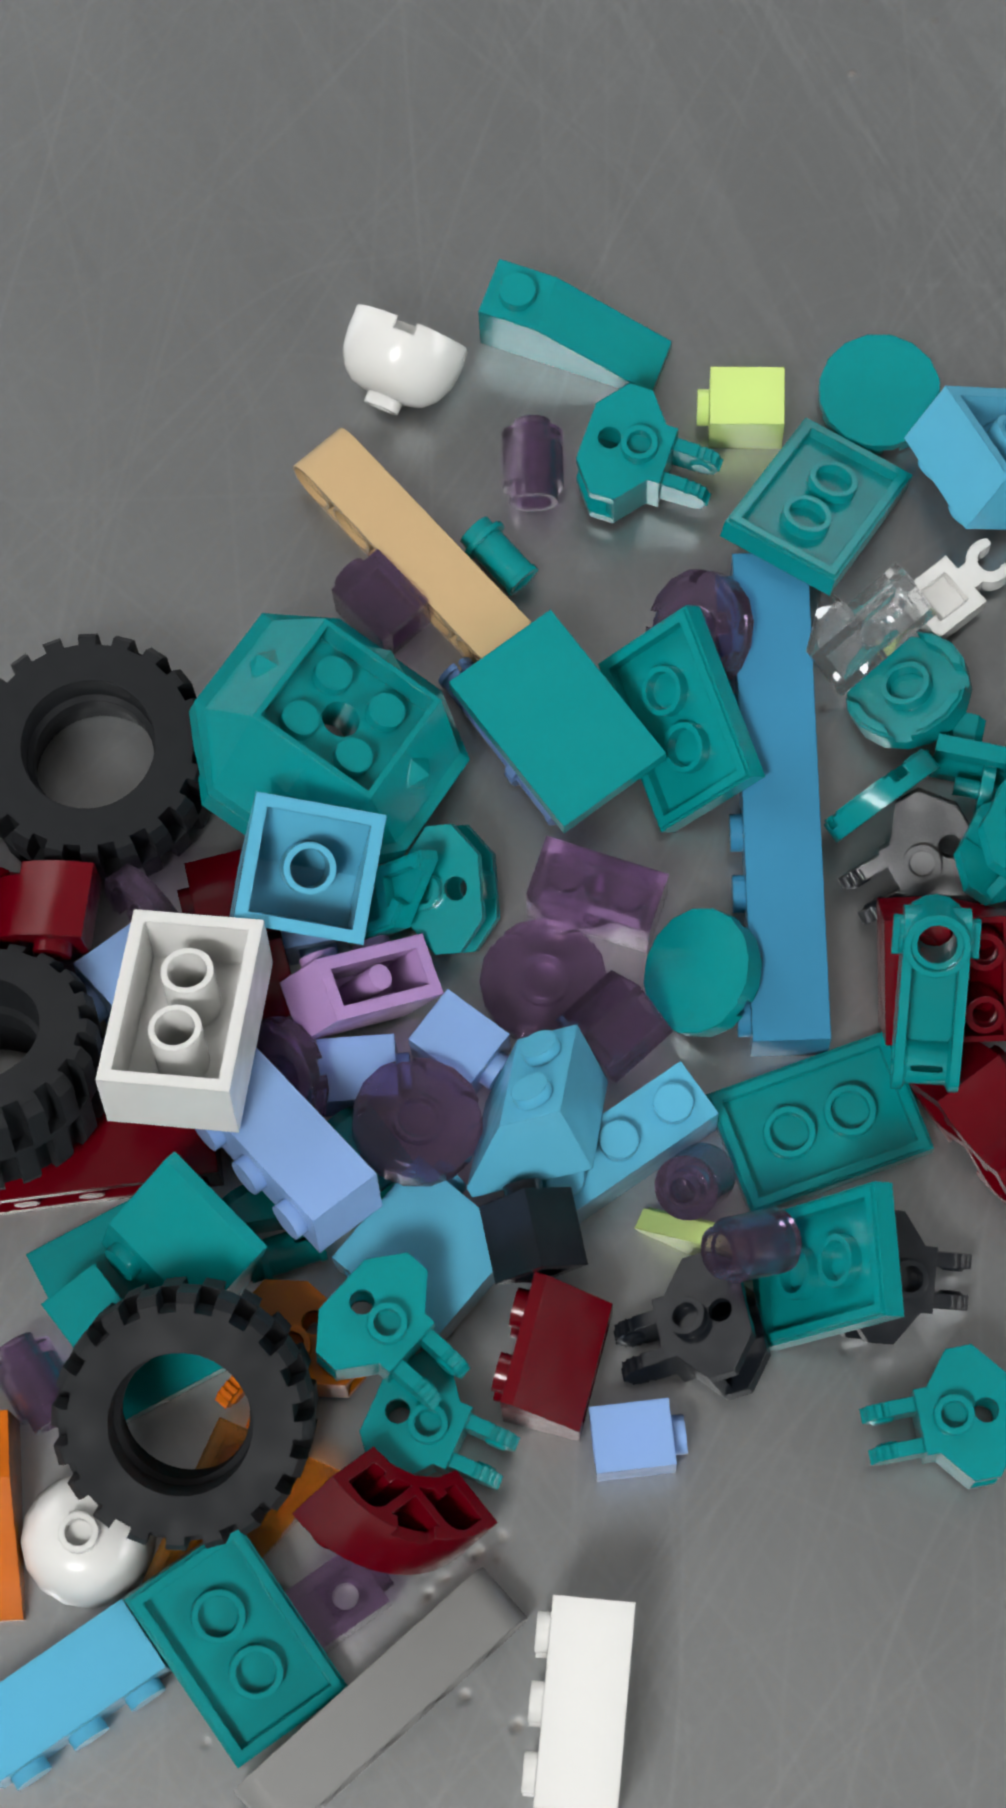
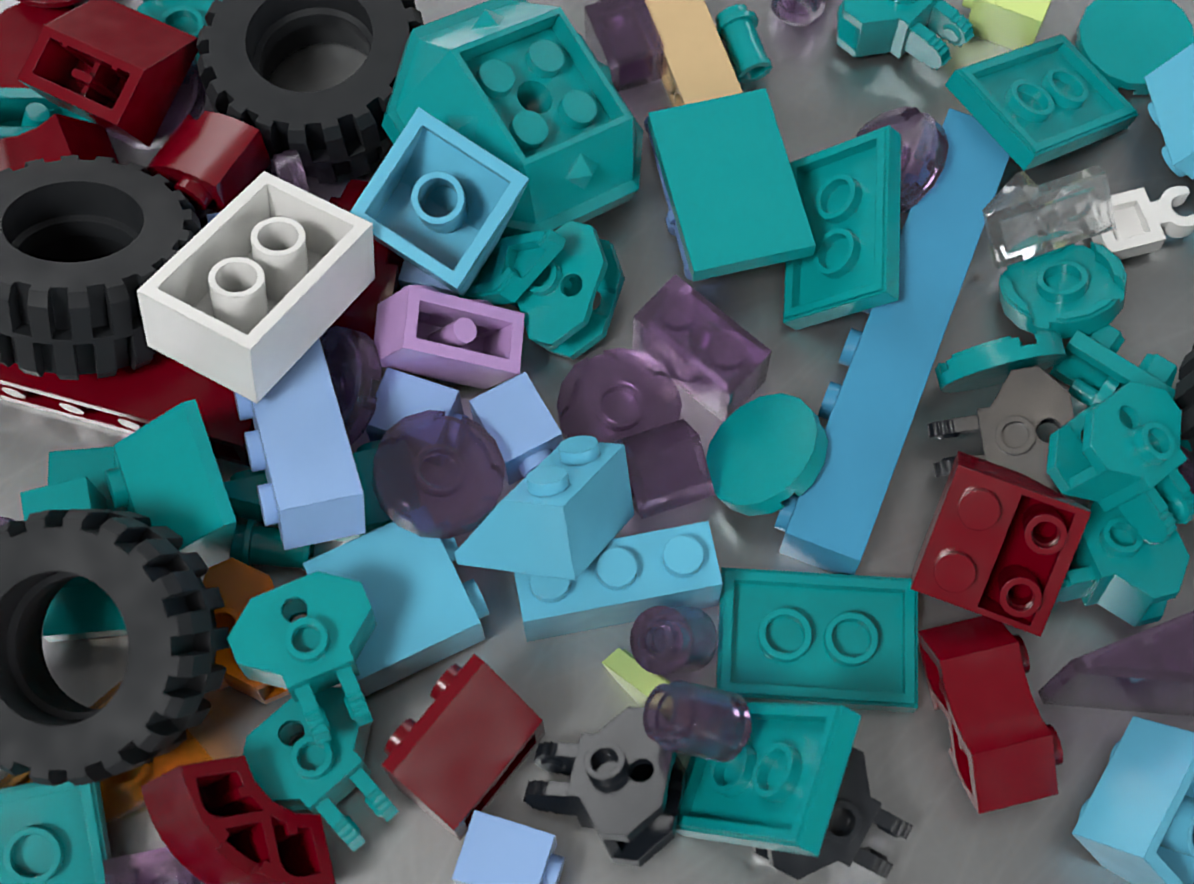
camera: 20 degrees right, 5 degrees down
(532, 1232) = (492, 616): black brick -> none
(931, 992) = (977, 551): teal piece -> none

